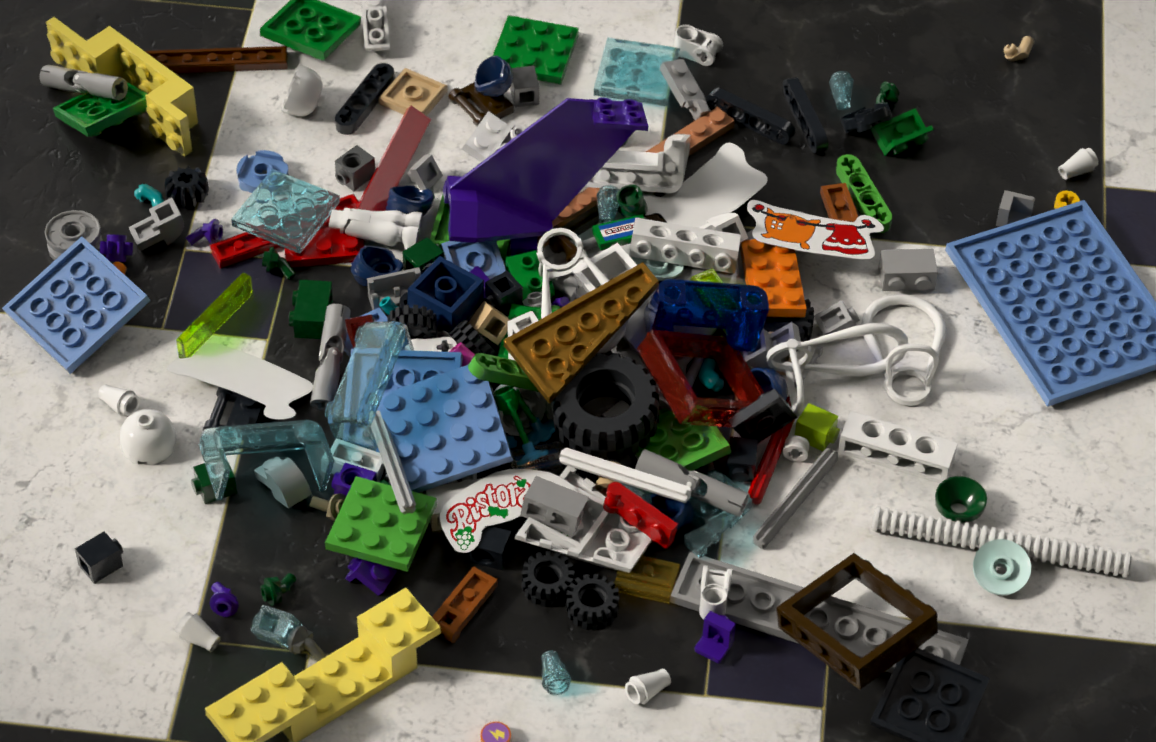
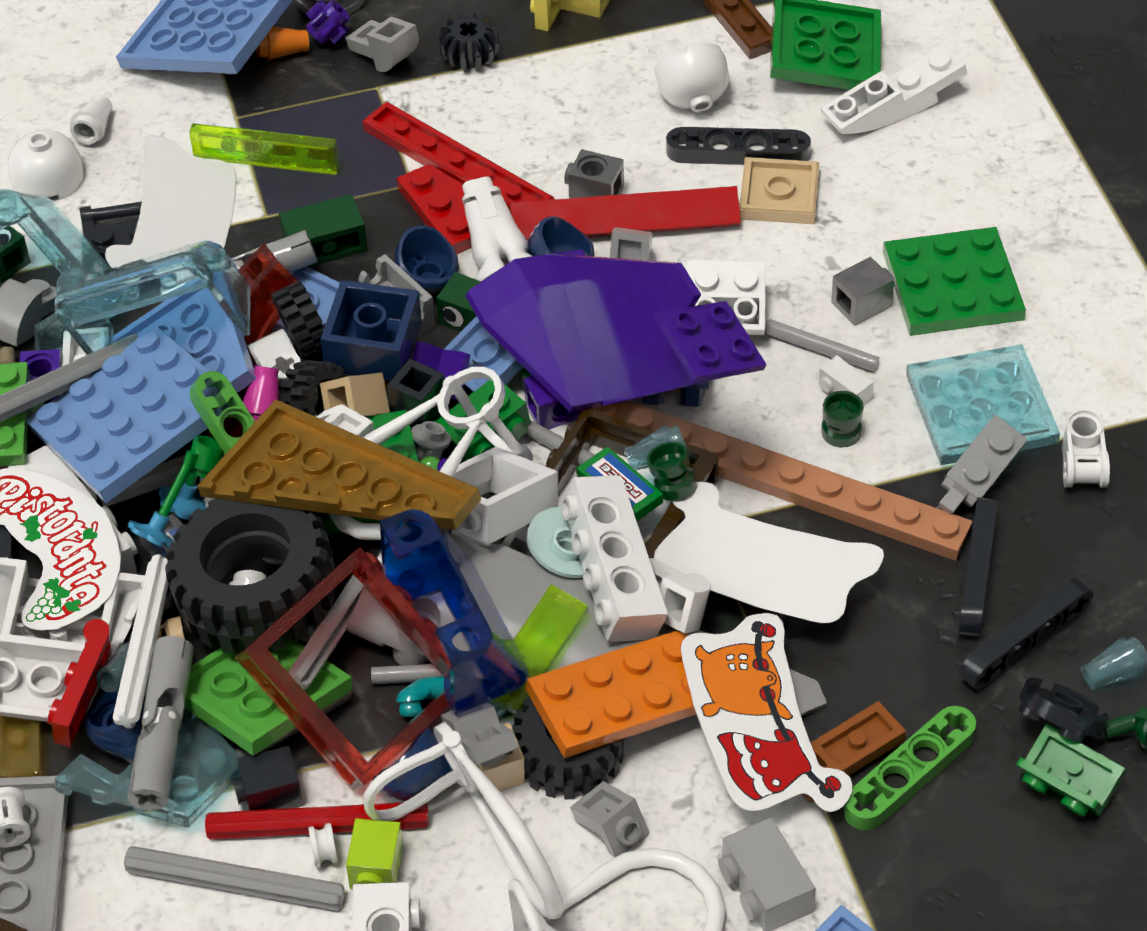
camera: 70 degrees right, 0 degrees up
(146, 191) = (441, 13): teal arm -> none
(212, 231) = (404, 92): dark purple plate -> none
(248, 168) = (538, 116): medium blue plate -> none
(272, 260) = (387, 163): dark green plate -> none
(285, 210) = (470, 140): clear light blue plate -> none
(493, 77) = (832, 245): dark blue hair -> none
(498, 106) = (815, 273): dark brown plate -> none
(554, 505) = (51, 578): light grey hinge -> none
(647, 170) = (752, 450): white windscreen -> none
(763, 416) = (325, 765): black plate -> none
(818, 351) = (540, 814): light grey hinge -> none

